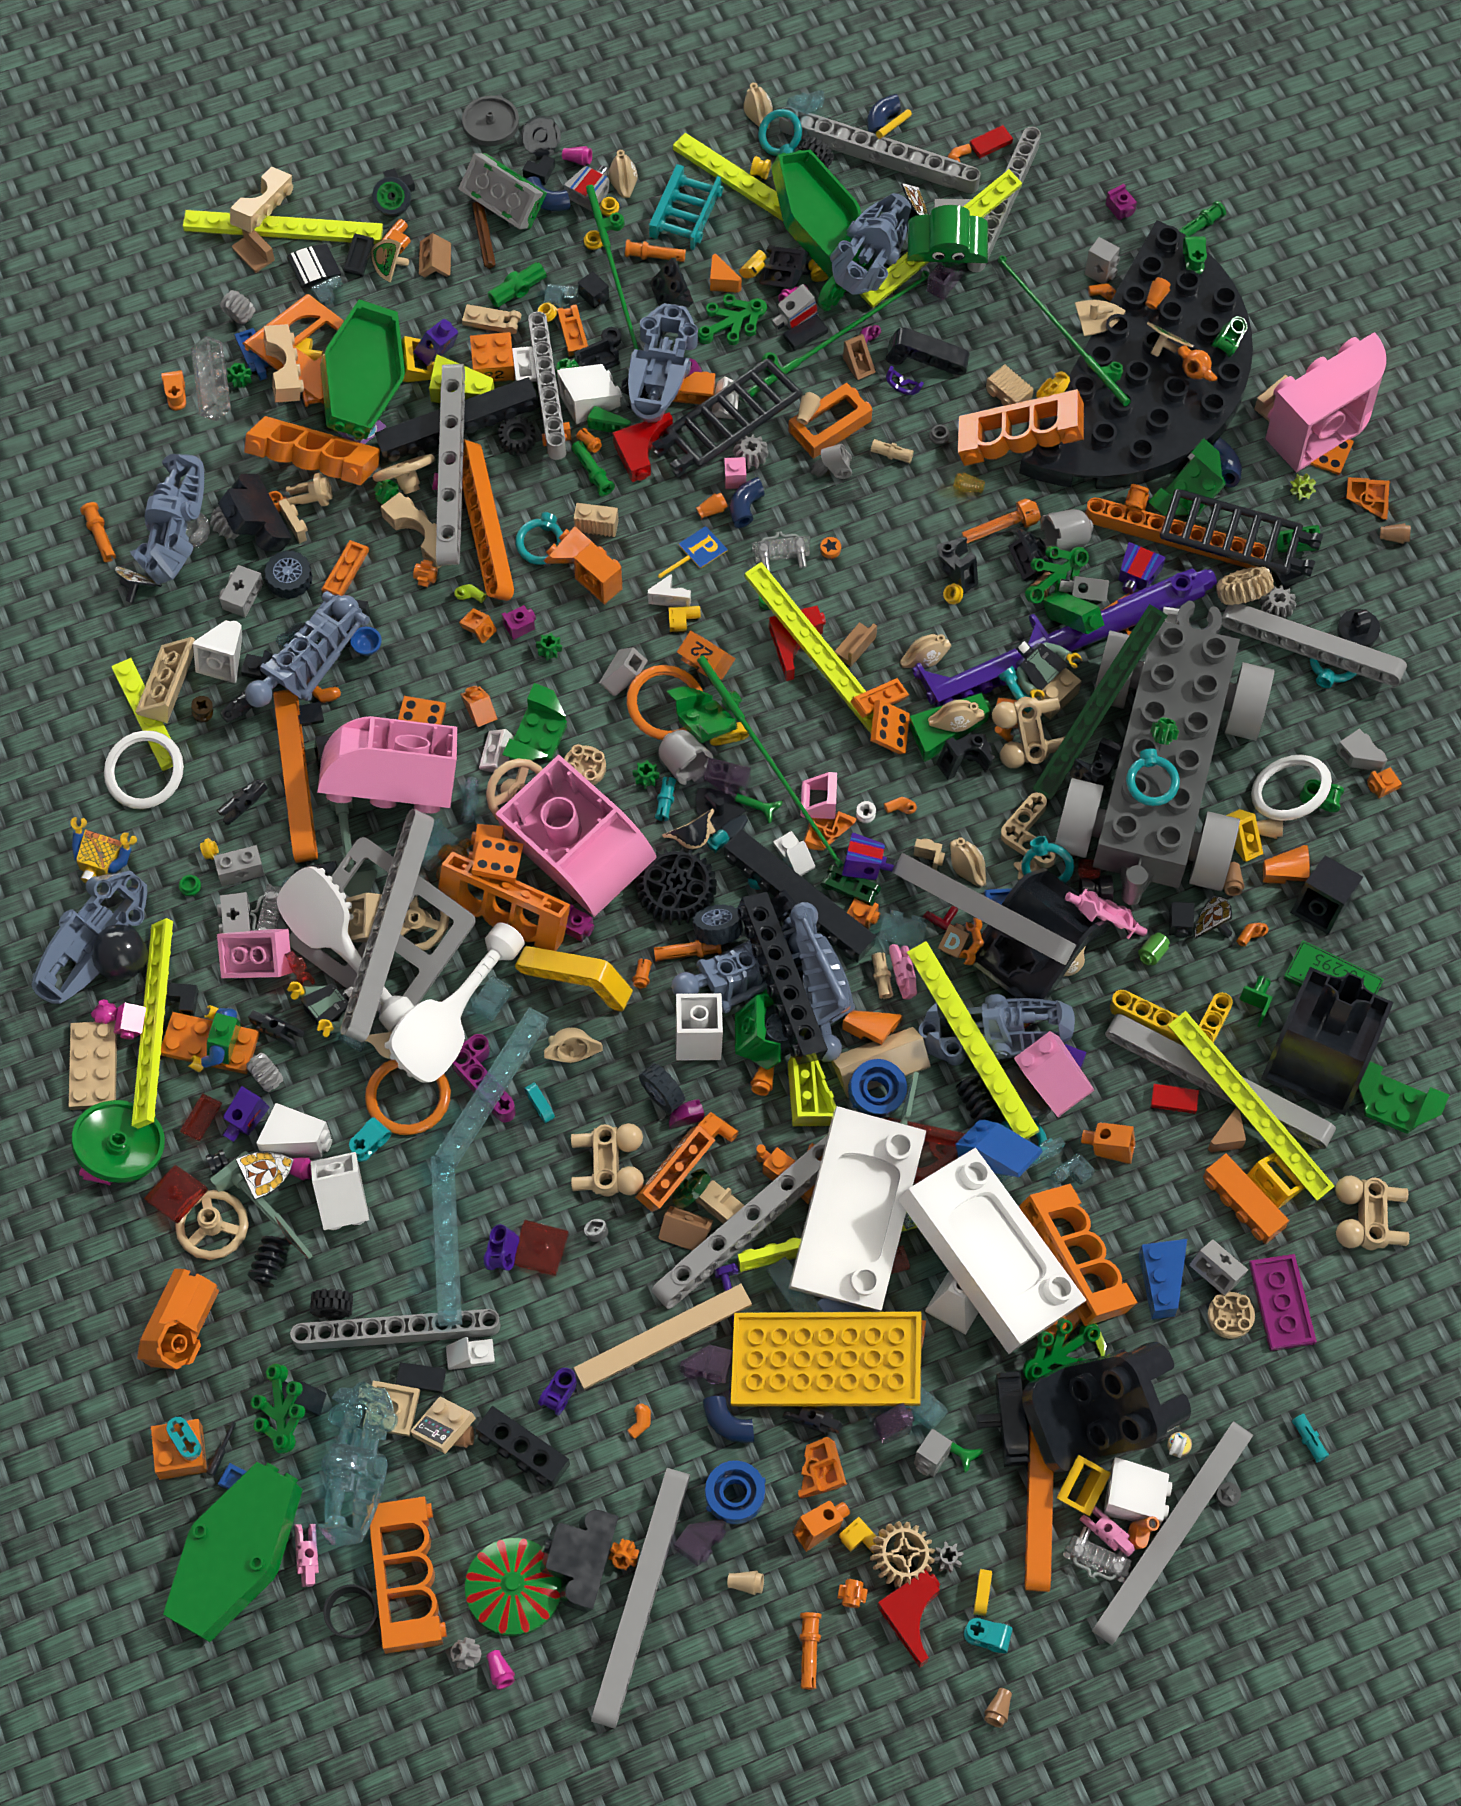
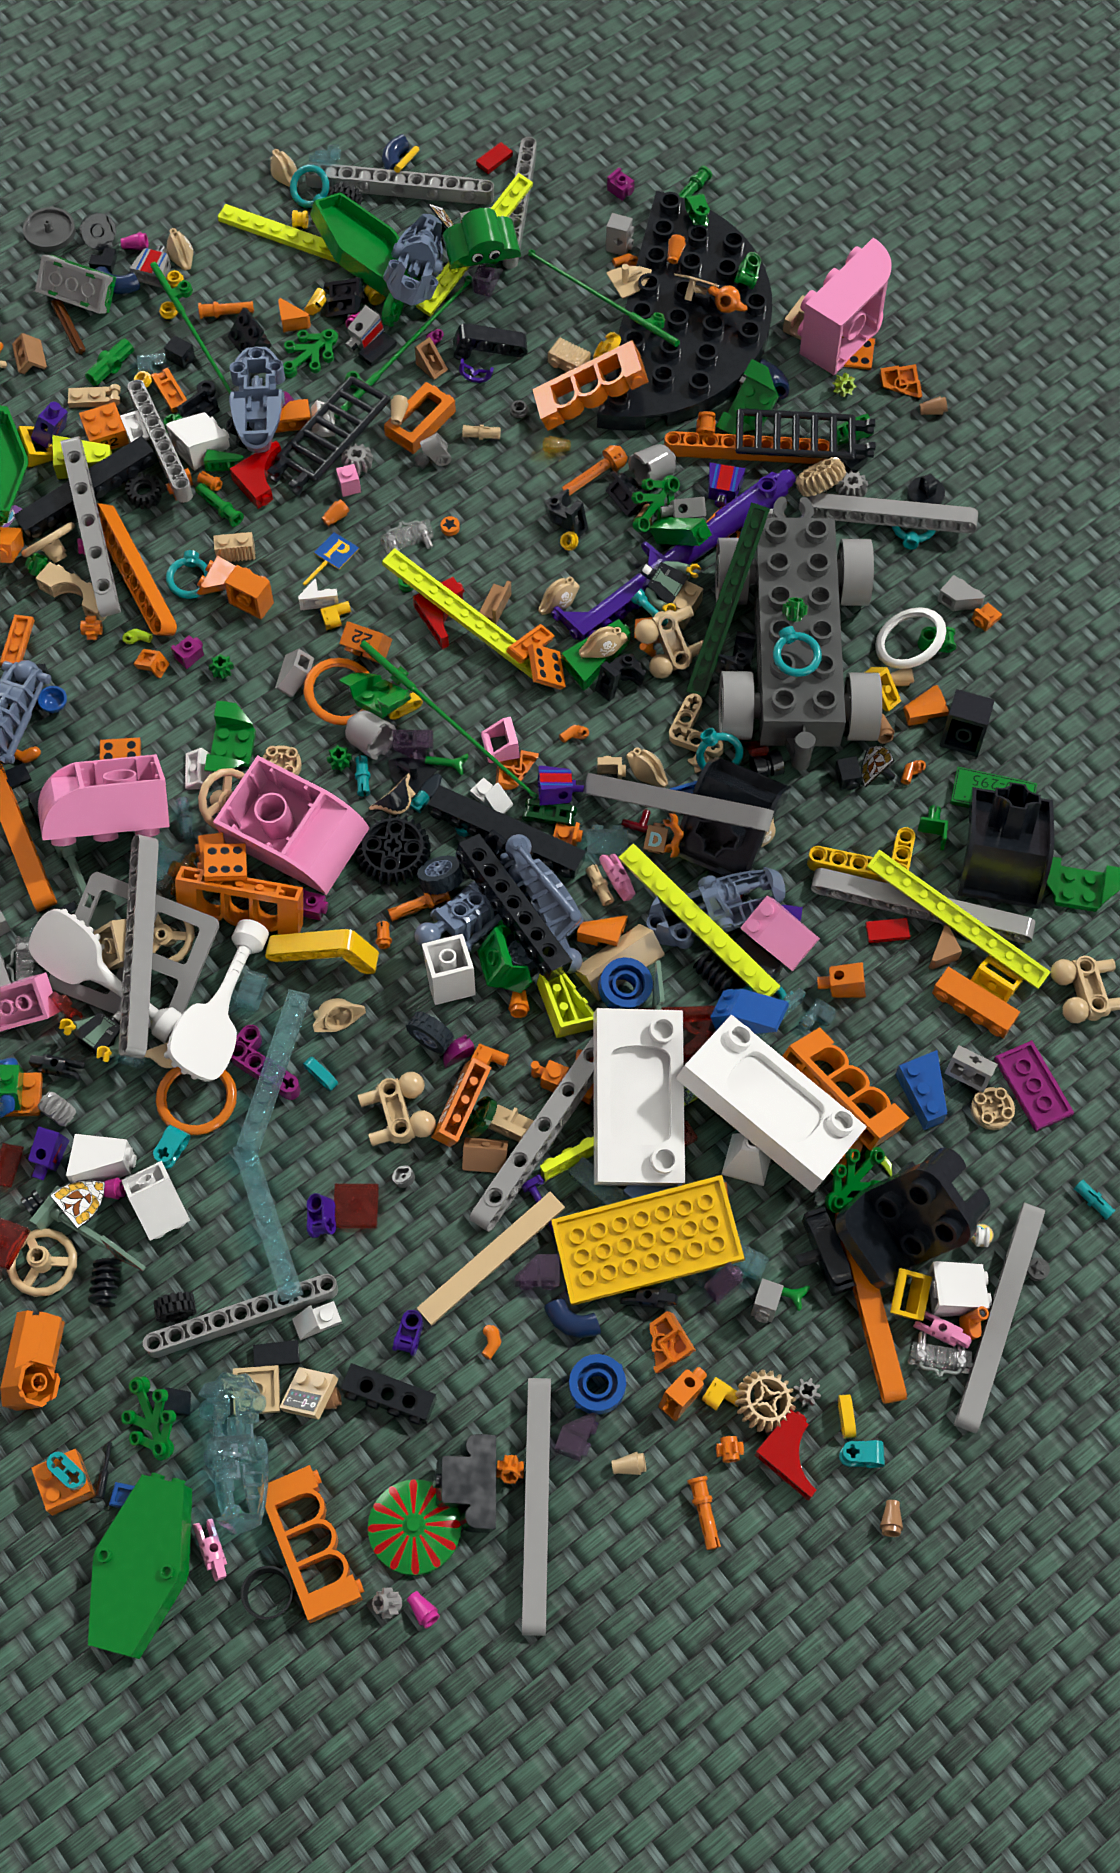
camera: 15 degrees left, 0 degrees up
(478, 705) = (171, 732): orange slope -> none
(671, 194) = (228, 257): teal fence -> none
(742, 501) = (361, 503): dark blue cylinder -> none
(866, 805) = (550, 746): white bush -> none
(959, 151) = (471, 170): orange arm -> none
(1093, 906) = (772, 779): bright pink plate -> none
(1154, 949) = (832, 804): bright green brick -> none

